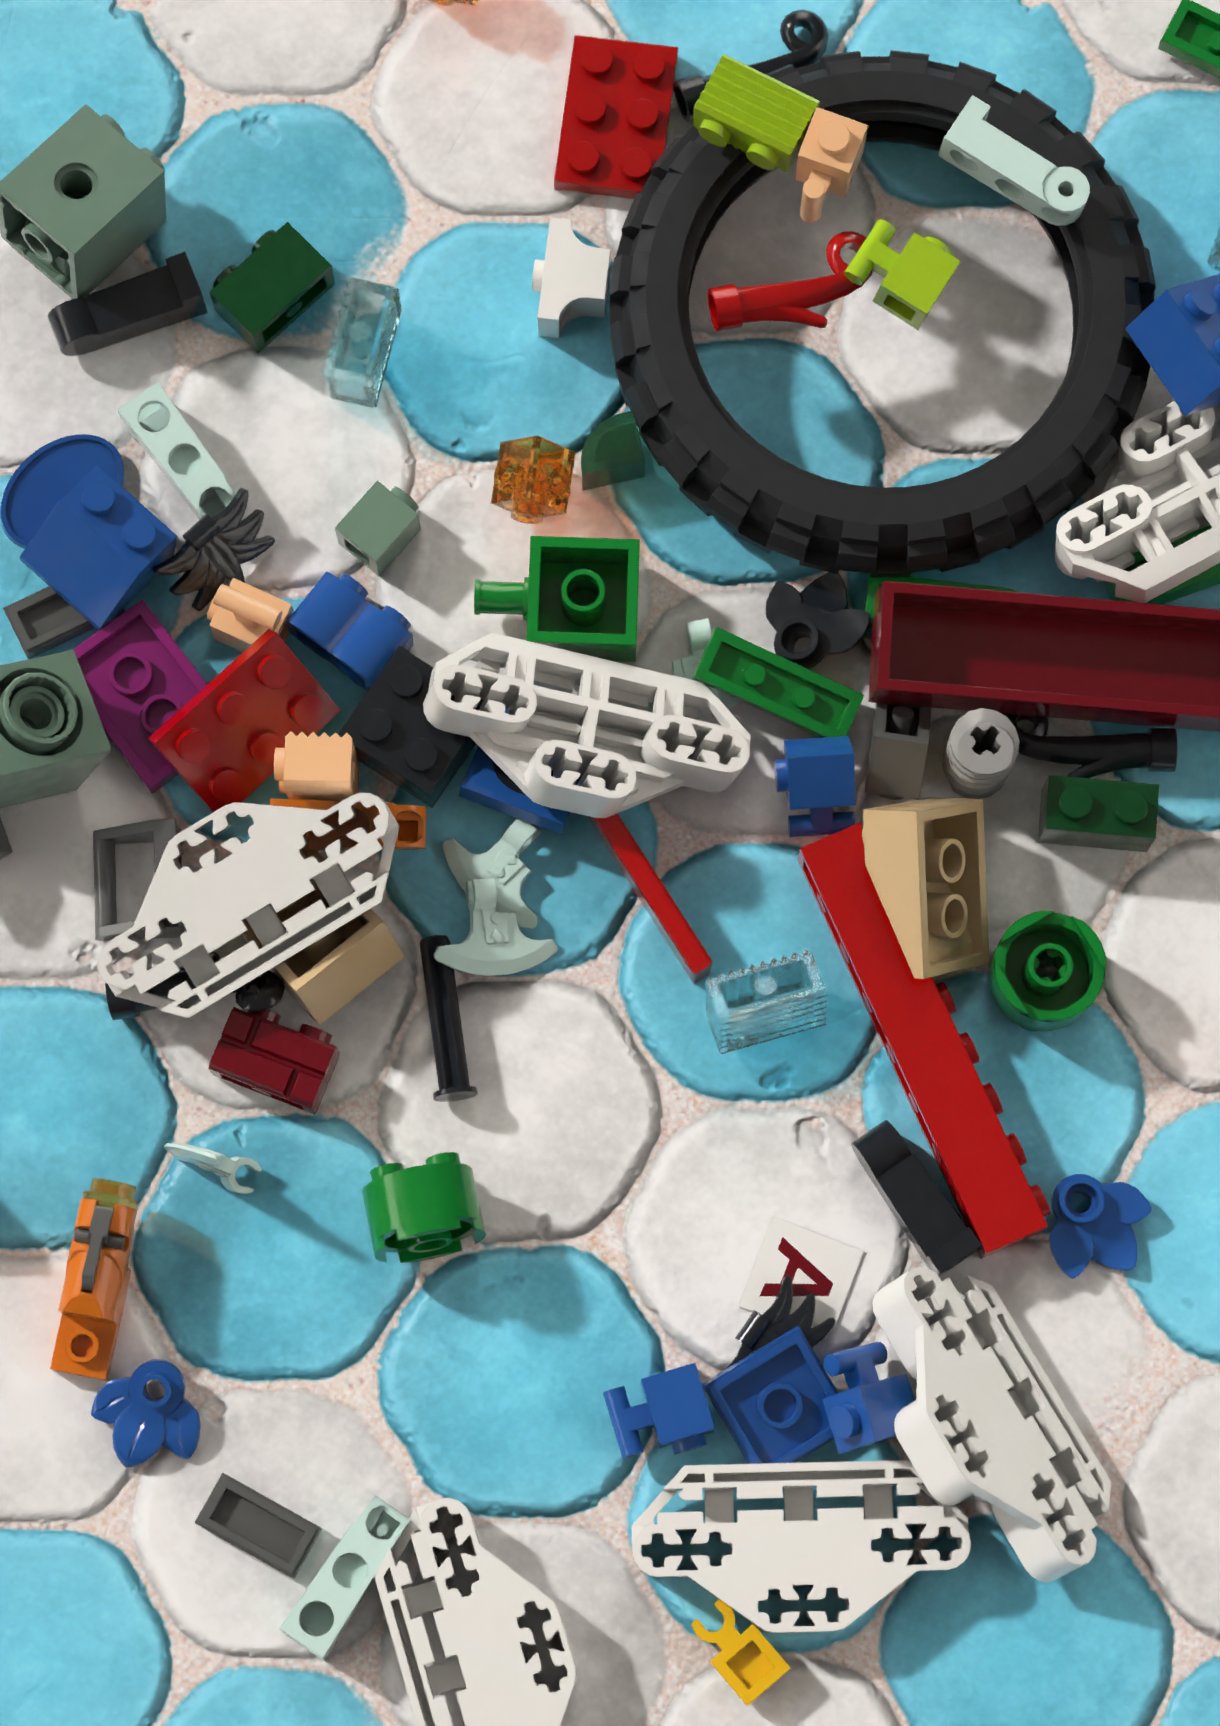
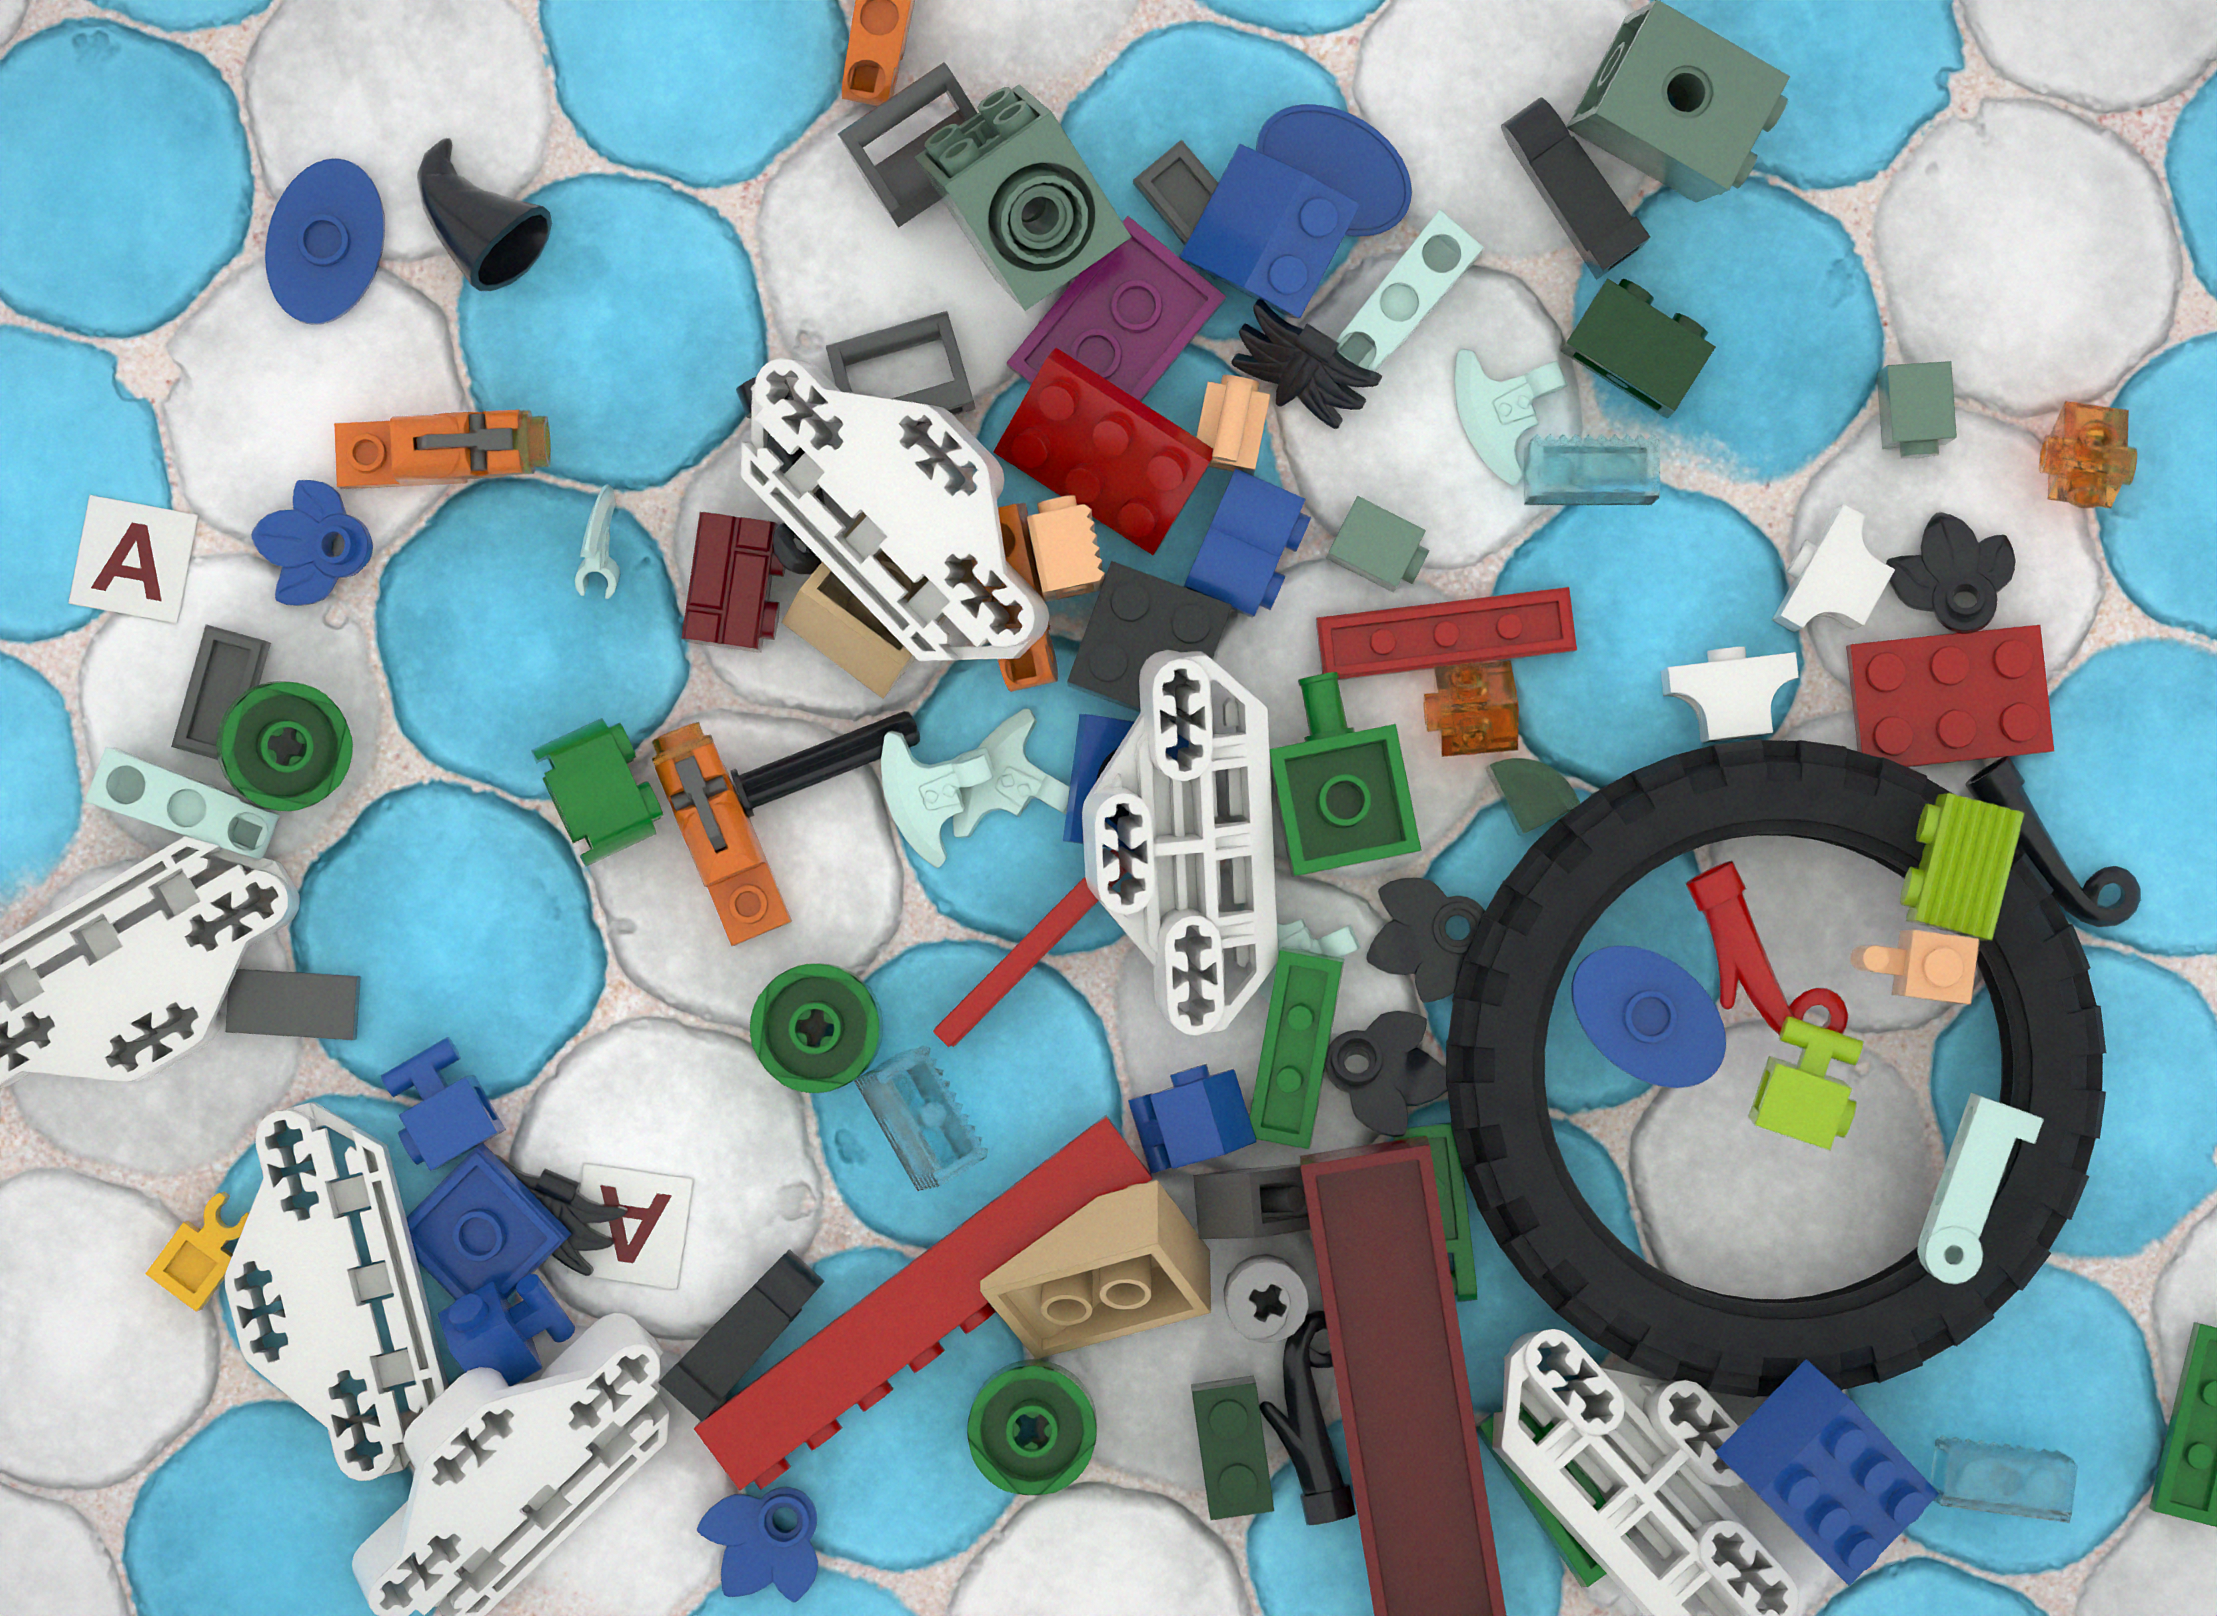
camera: 80 degrees right, 10 degrees up
(121, 1577) = (133, 559): none -> white sticker
(294, 409) = (1500, 411): none -> light aqua piece
(301, 1443) = (303, 777): none -> green brick
(376, 86) = (1916, 407): none -> sand green brick
(465, 493) = (1447, 634): none -> red tile
(485, 1119) = (718, 834): none -> orange plate
(495, 179) = (1834, 576): none -> white brick
(510, 92) = (1952, 564): none -> black plate
(543, 1523) = (293, 1004): none -> dark grey tile
(654, 1044) = (788, 1051): none -> green brick
(710, 572) = (1418, 938): none -> black plate
(818, 386) = (1648, 1016): none -> blue piece

